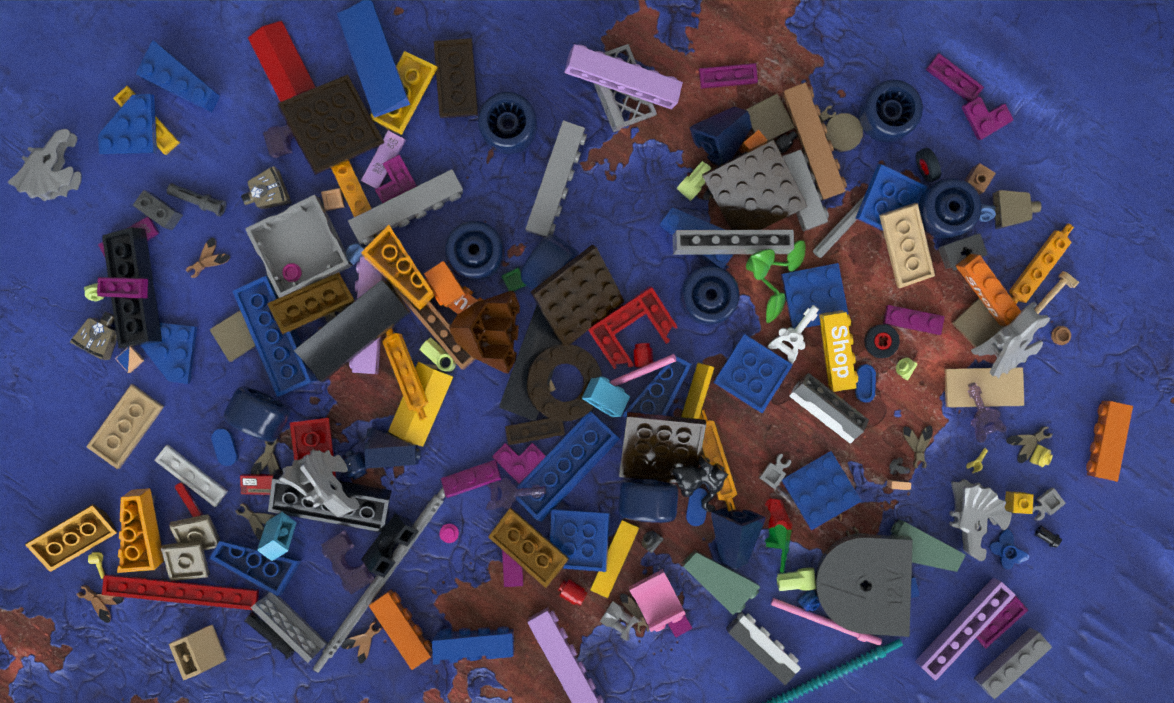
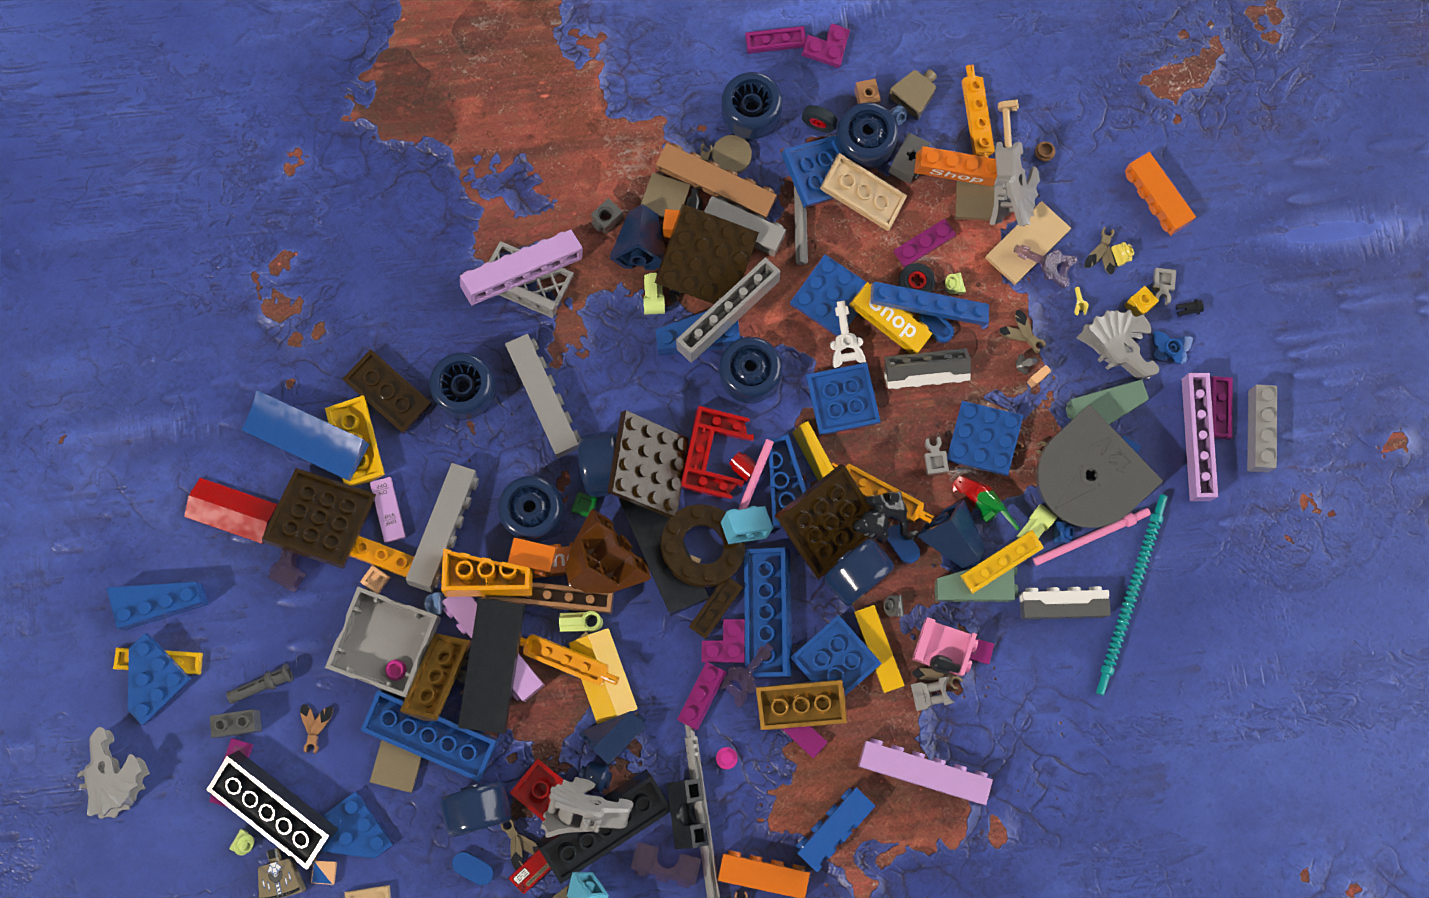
camera: 45 degrees left, 10 degrees down
(122, 287) = (264, 813): magenta tile -> none
(267, 190) = (313, 622): dark tan torso -> none
(400, 177) = (417, 511): magenta plate -> none
(572, 592) = (871, 708): red brick -> none
(645, 611) = (943, 664): none -> black cylinder
(721, 89) = (606, 208): none -> dark grey brick
(728, 75) = (606, 188): magenta tile -> none
(749, 583) = (1002, 561): none -> yellow tile
(760, 264) = (768, 311): bright green plant -> none
(874, 366) = (929, 303): none -> blue plate

